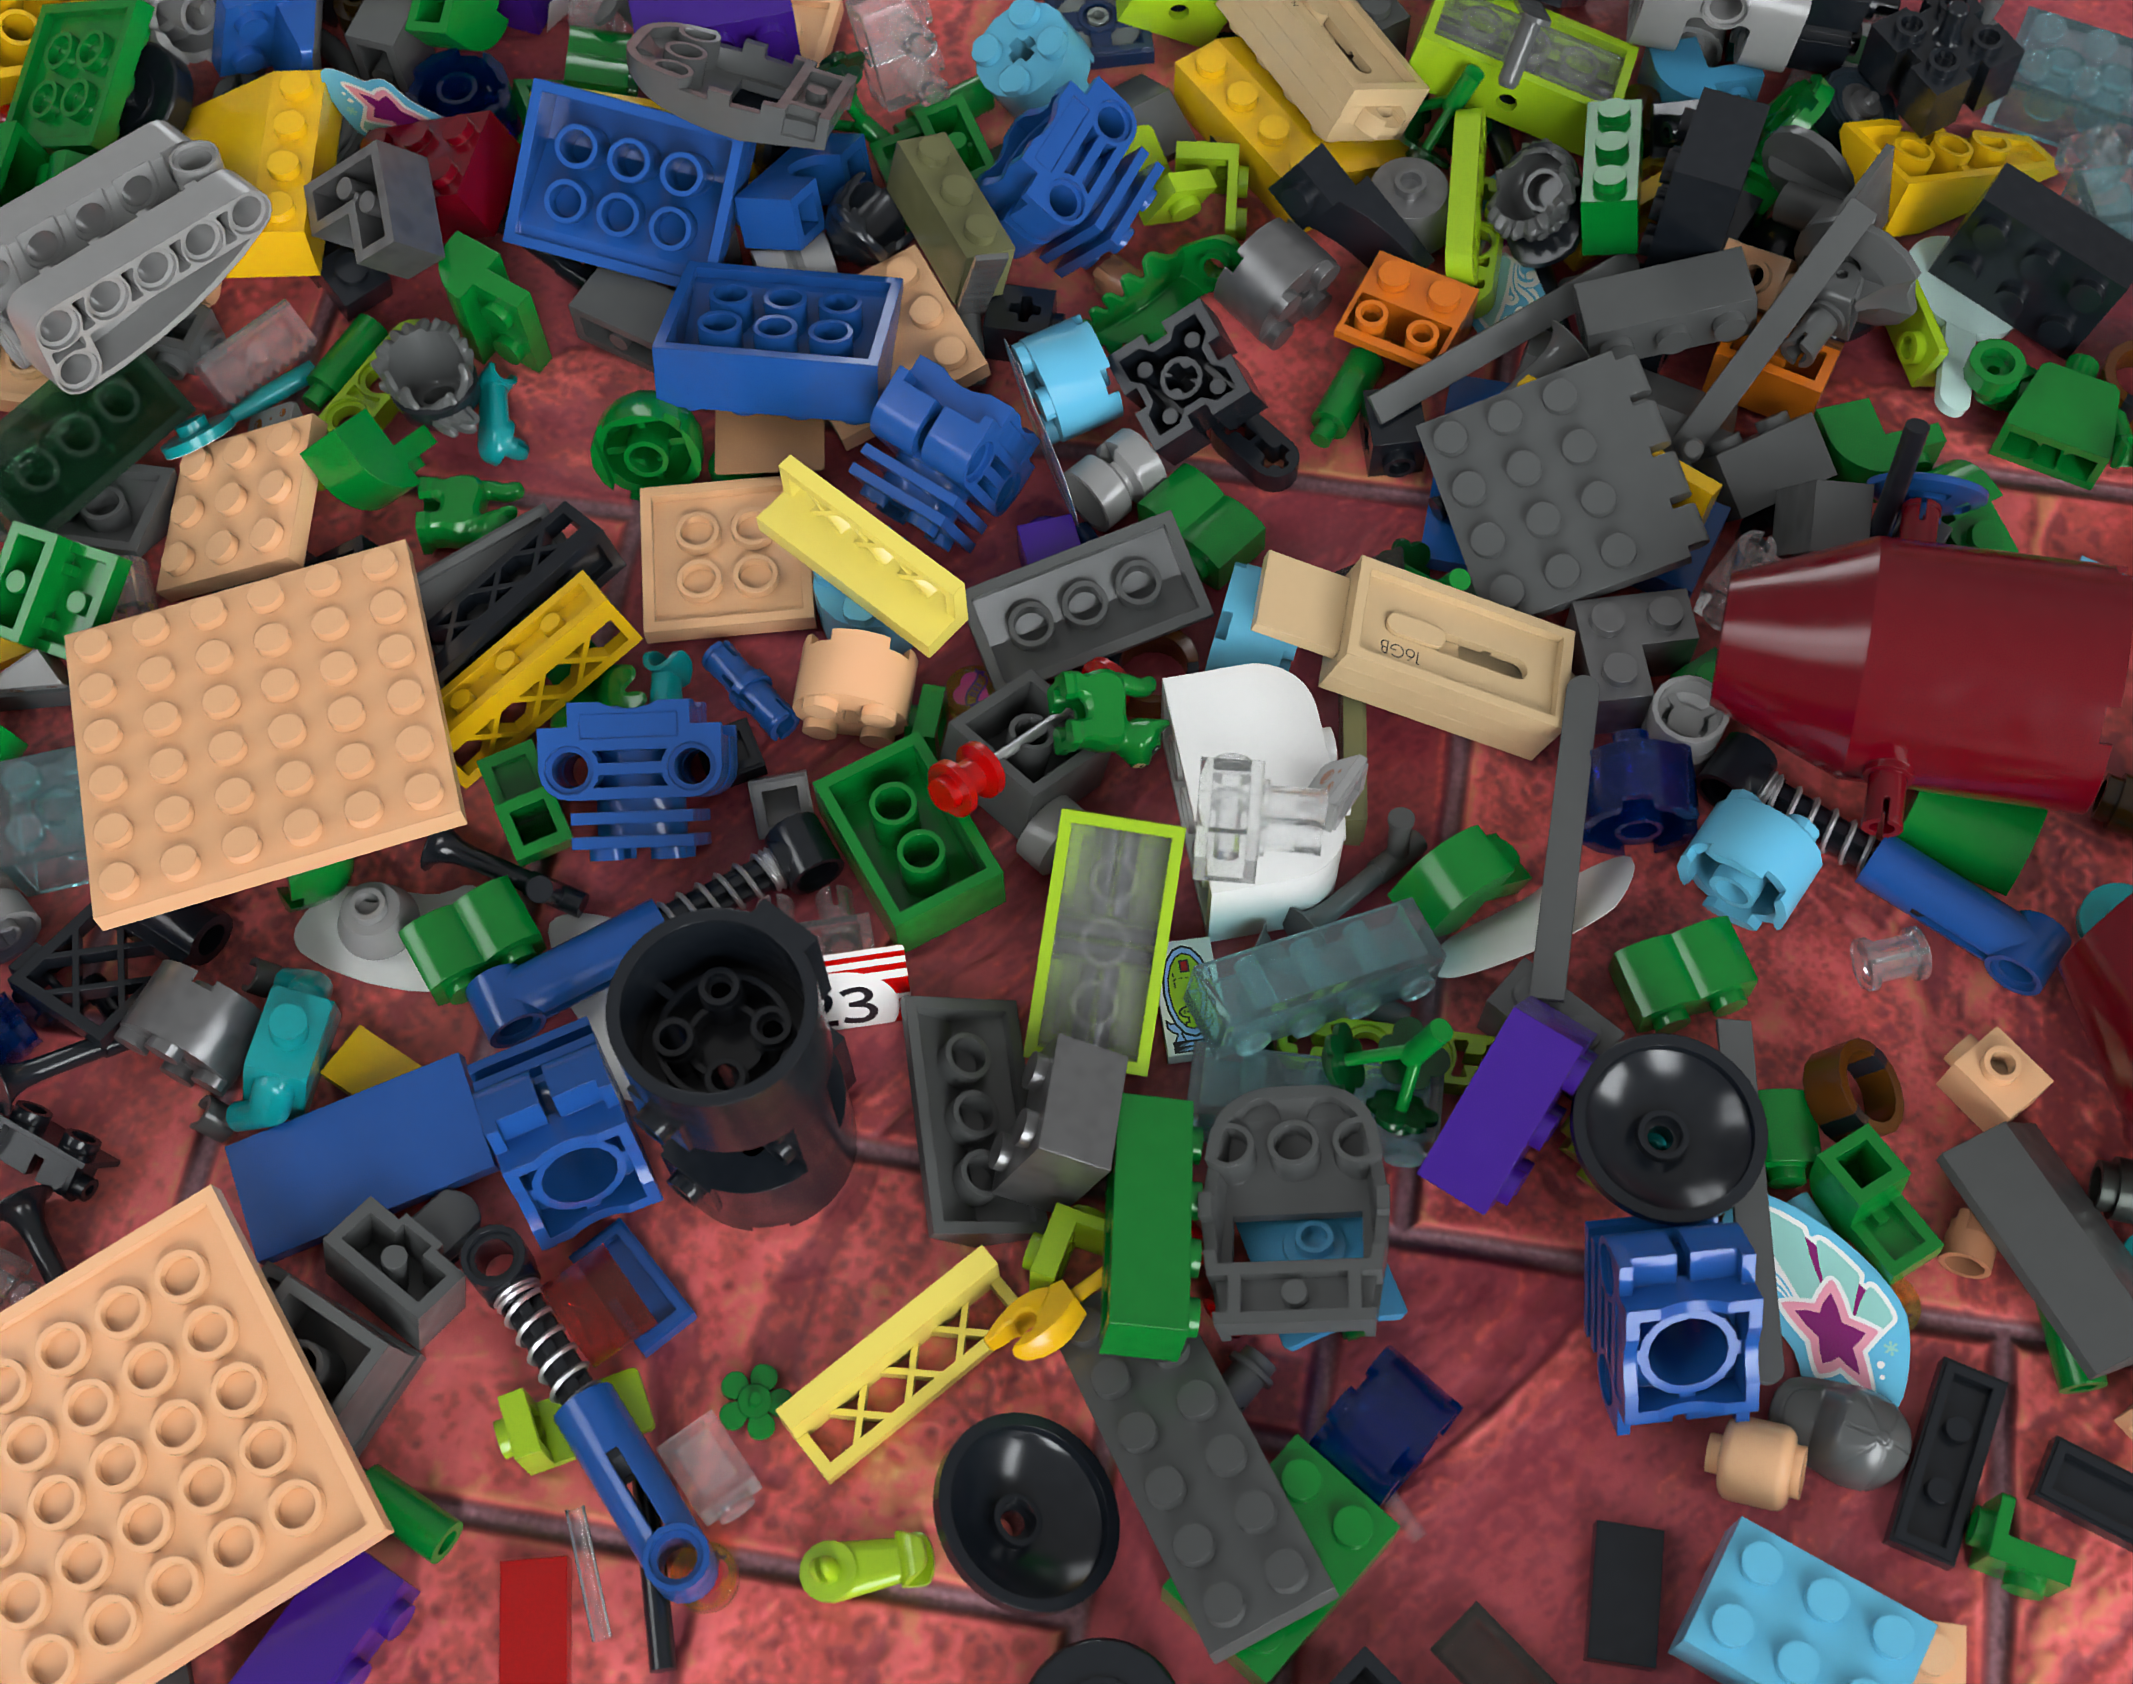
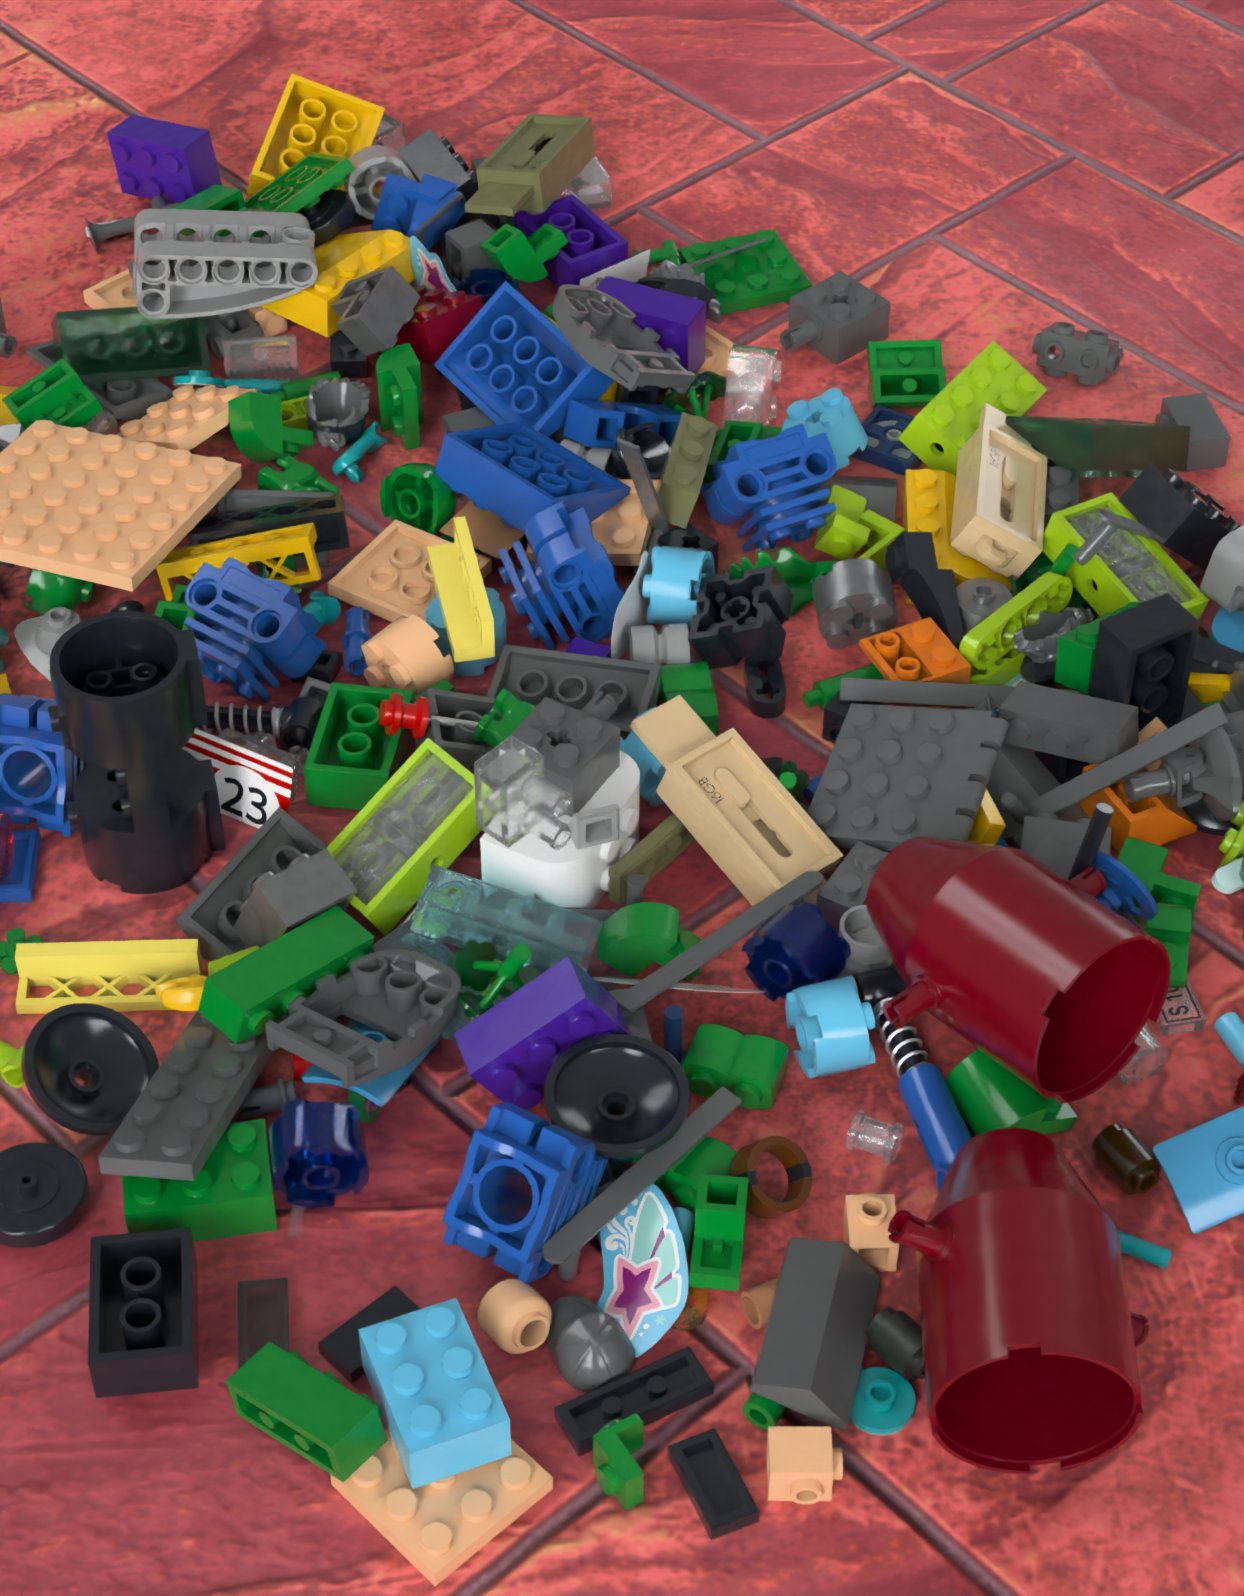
camera: 35 degrees right, 20 degrees down
(1215, 708) = (576, 745): none -> dark grey brick
(1608, 990) = (673, 1033): none -> dark blue piece

